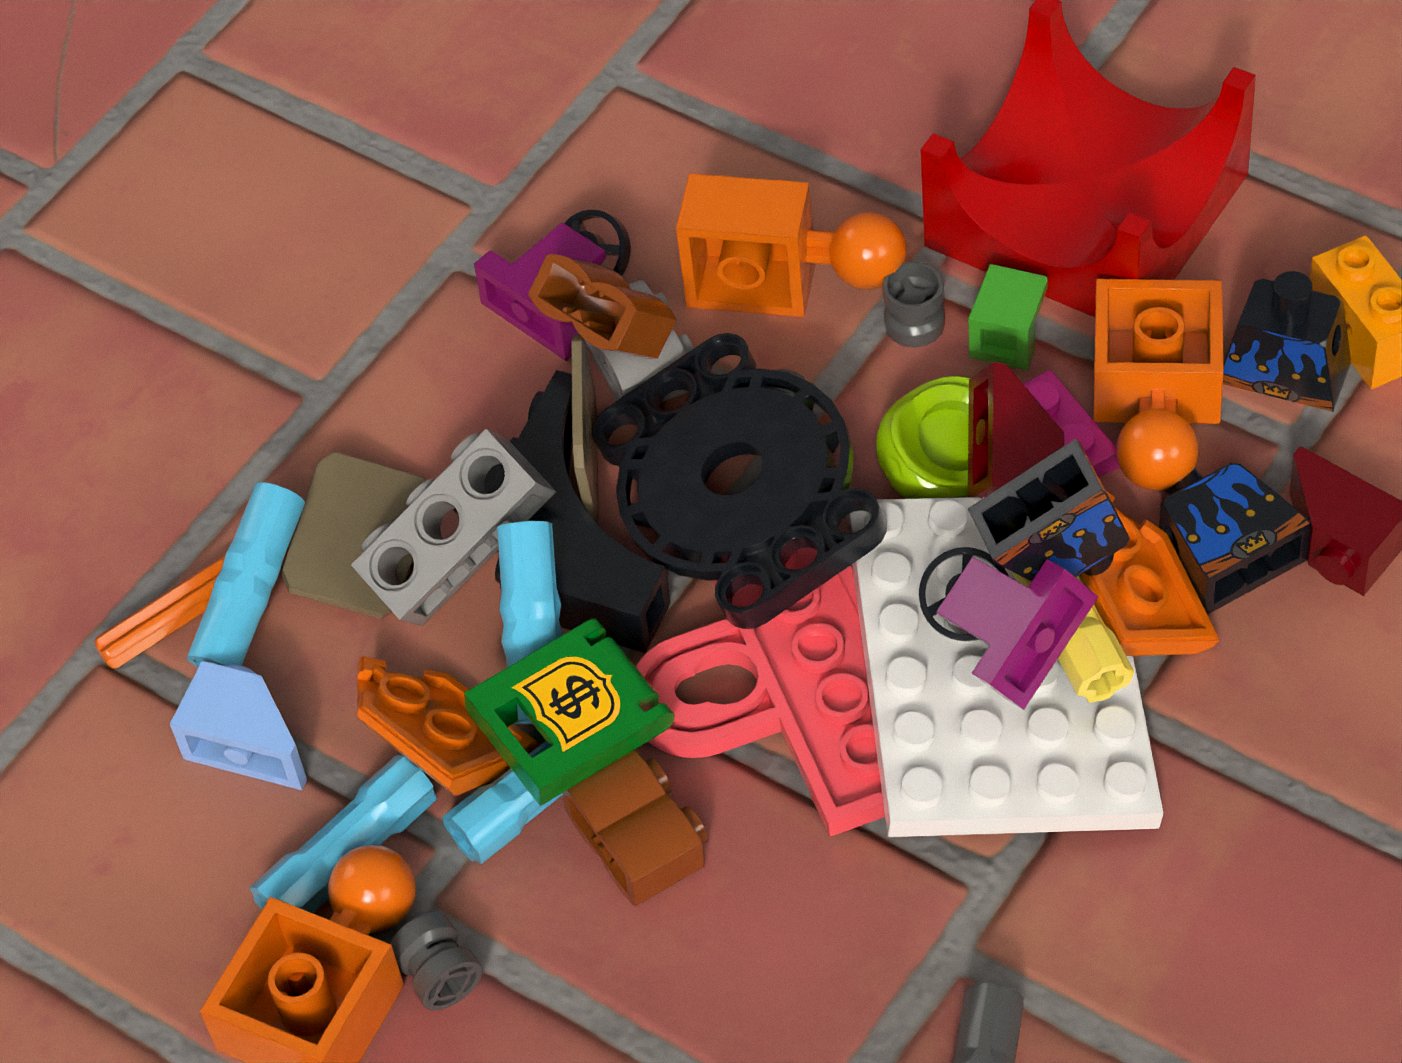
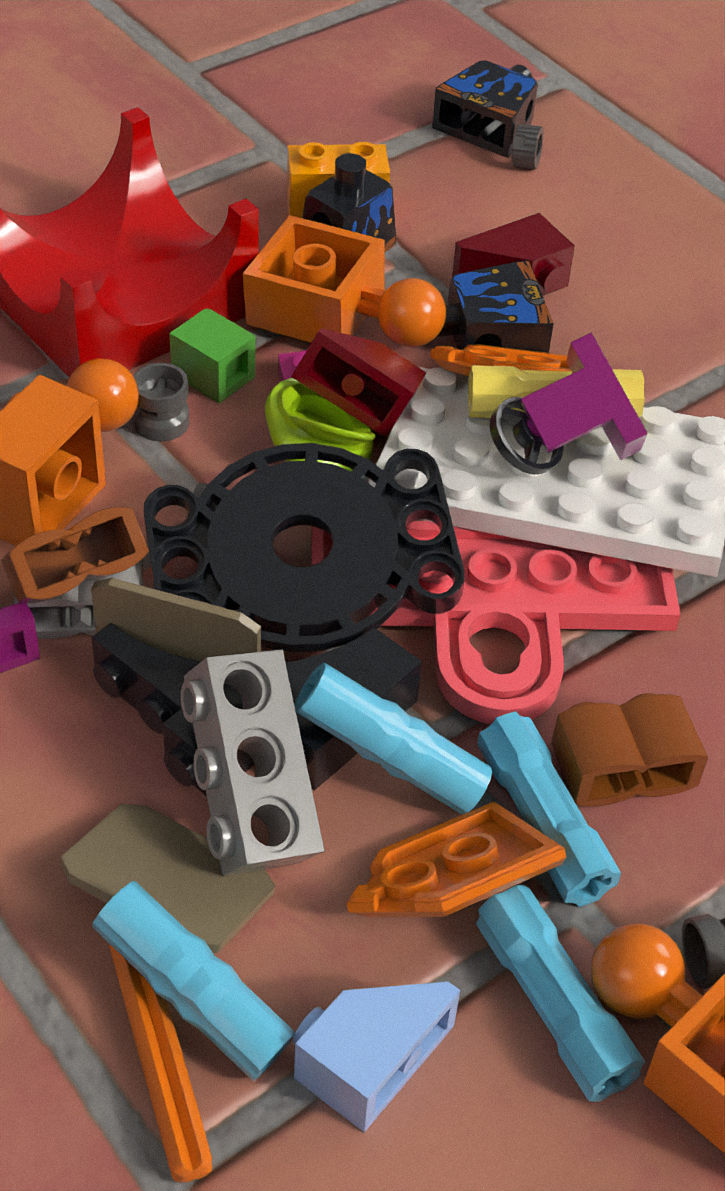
camera: 80 degrees left, 5 degrees down
(580, 699) = (515, 718): green container -> none
(1054, 515) = (538, 331): black torso -> none

